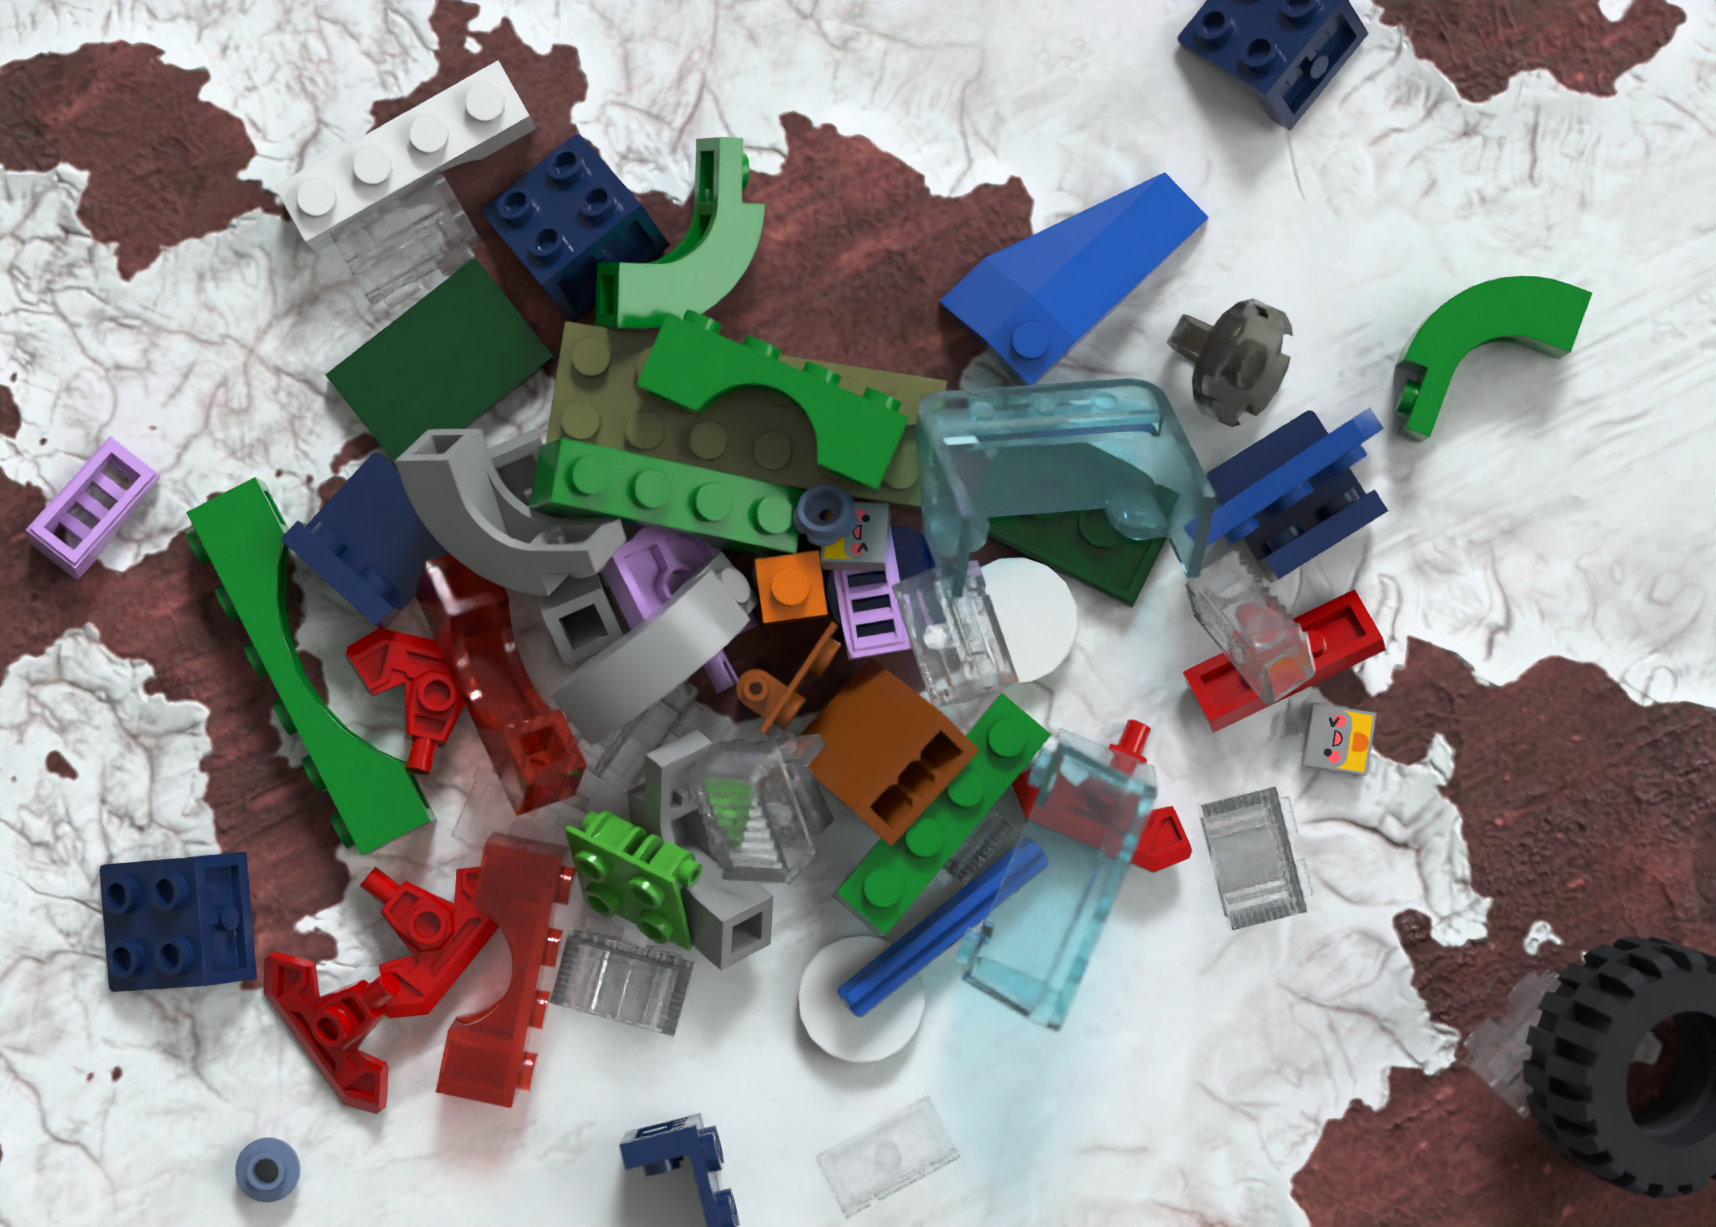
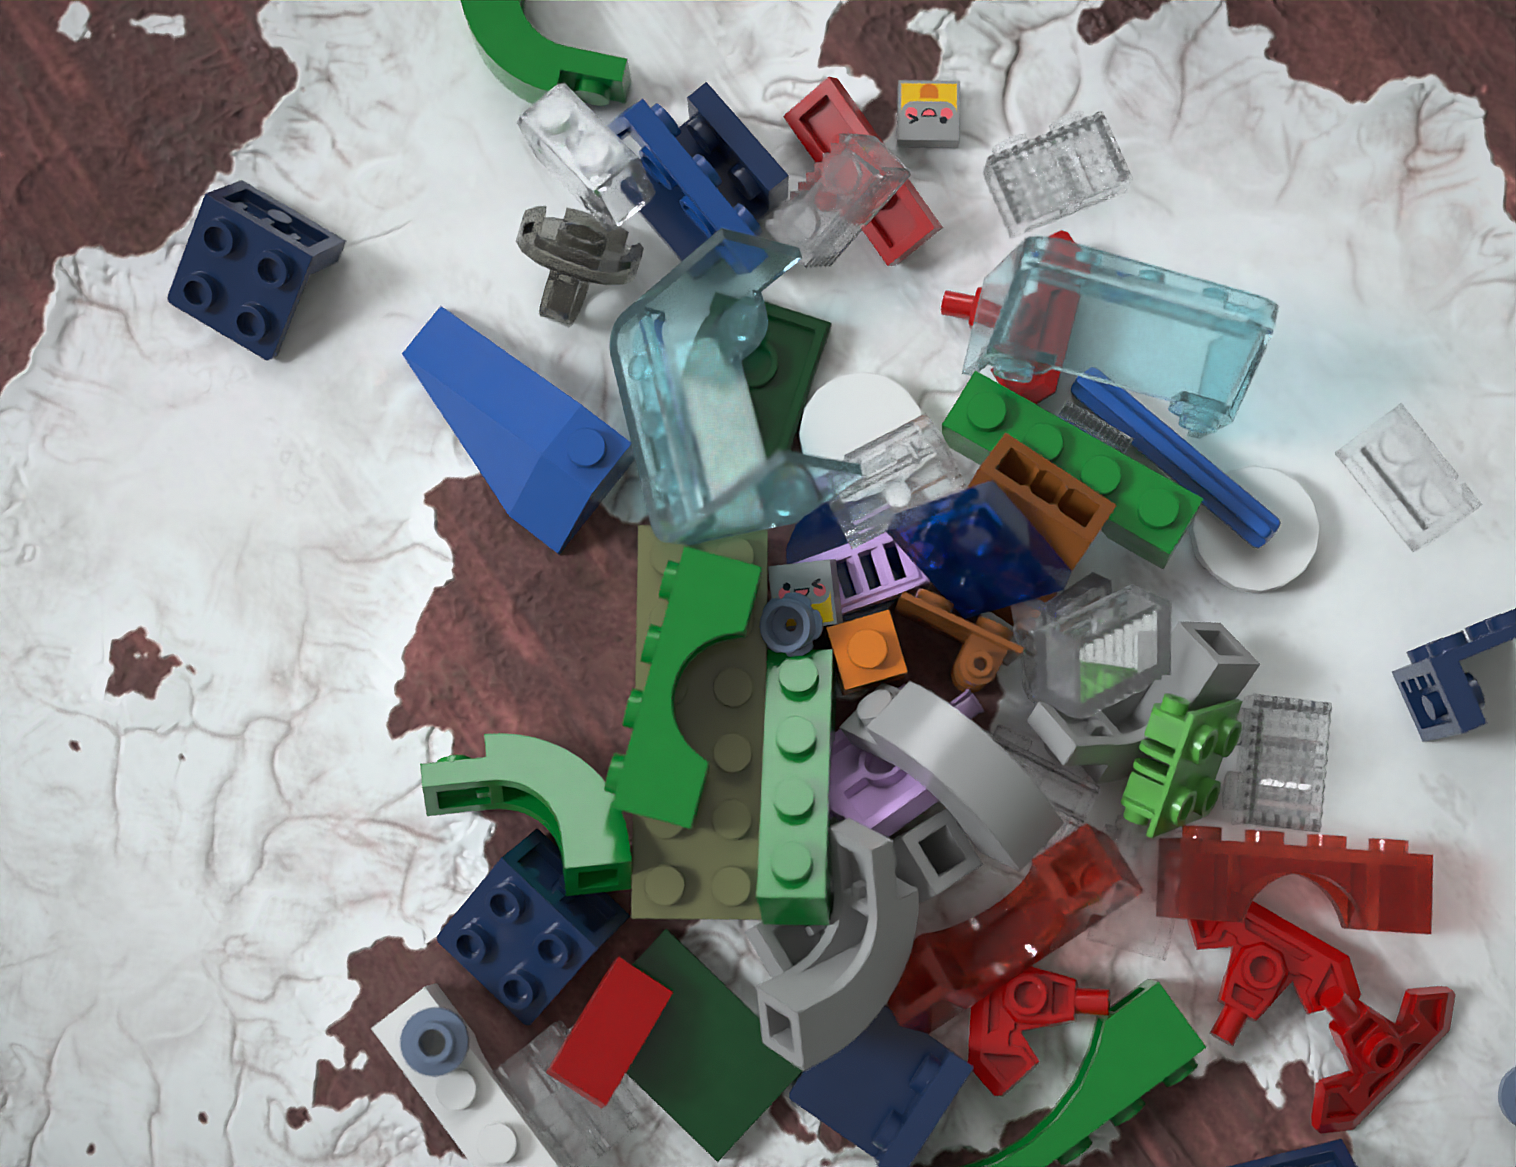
camera: 95 degrees left, 5 degrees down
(461, 286) = (609, 1032): none -> red tile
(475, 138) = (455, 1035): none -> sand blue plate
(866, 705) = (979, 550): none -> clear blue plate
(1333, 381) = (586, 157): none -> clear brick

